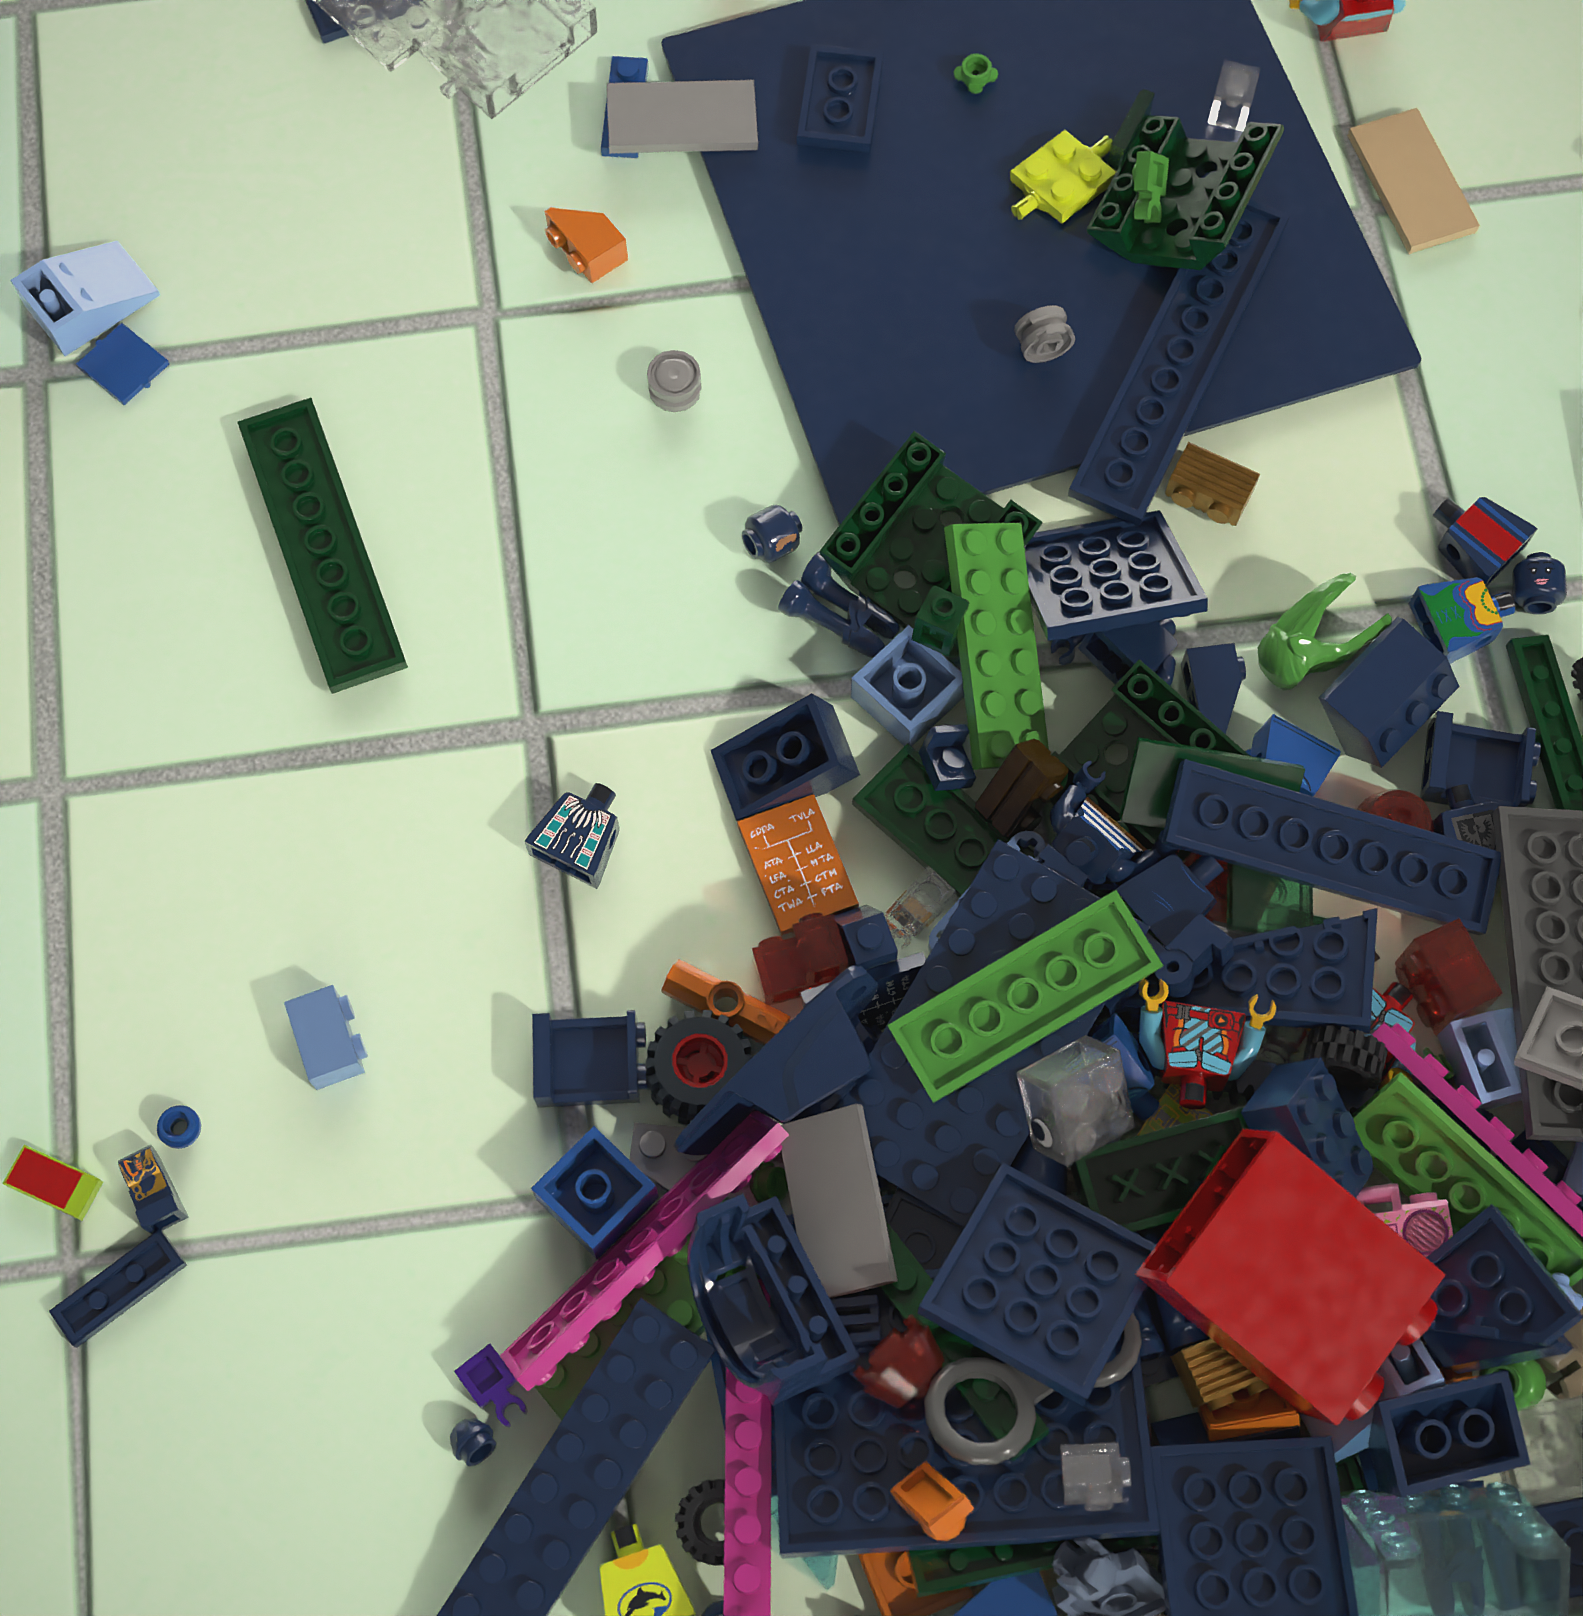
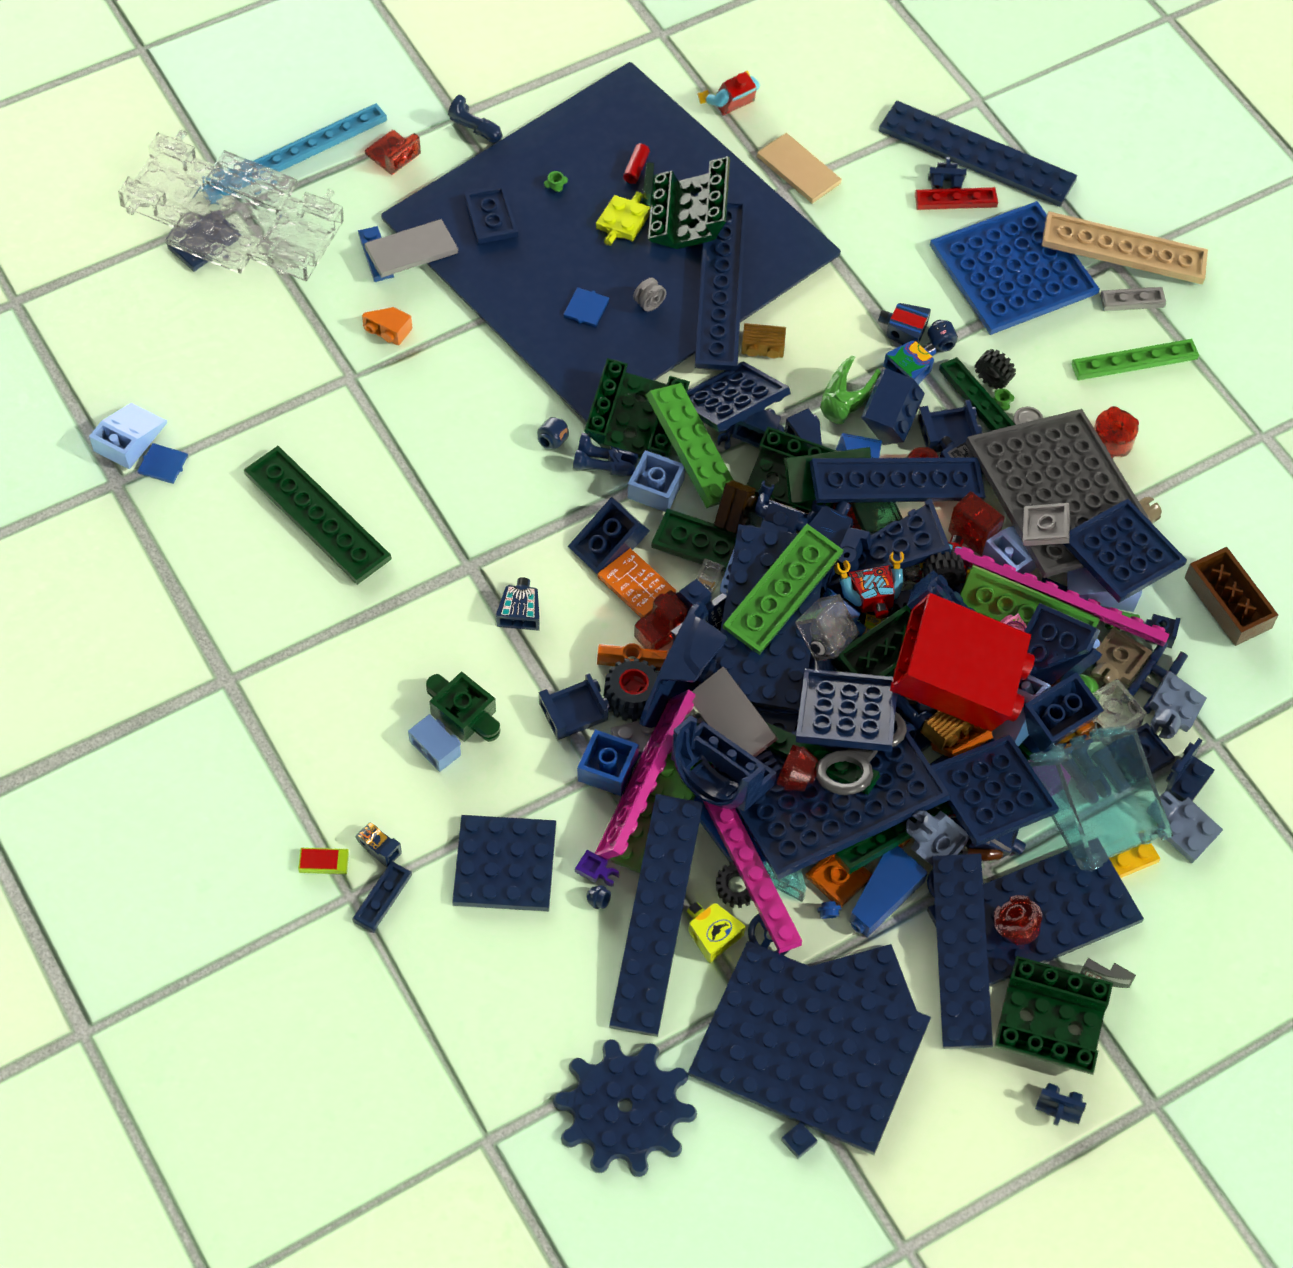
camera: 25 degrees left, 10 degrees down
(170, 1118) = (377, 805): blue plate -> none
(346, 1308) = (504, 863): none -> dark blue plate
(397, 991) = (463, 706): none -> dark green brick
(674, 381) = (467, 378): light grey wheel -> none
(930, 319) = (586, 307): none -> blue piece
(933, 1502) = (842, 819): orange tile -> none
(939, 620) = (662, 440): dark green bracket -> none
(946, 758) = (689, 507): dark blue bracket -> none
(1094, 1475) = (908, 780): clear brick -> none
(1127, 84) = (636, 163): none -> red piece
(1150, 181) = (671, 204): bright green plate -> none
(1234, 95) = (693, 153): clear slope -> none

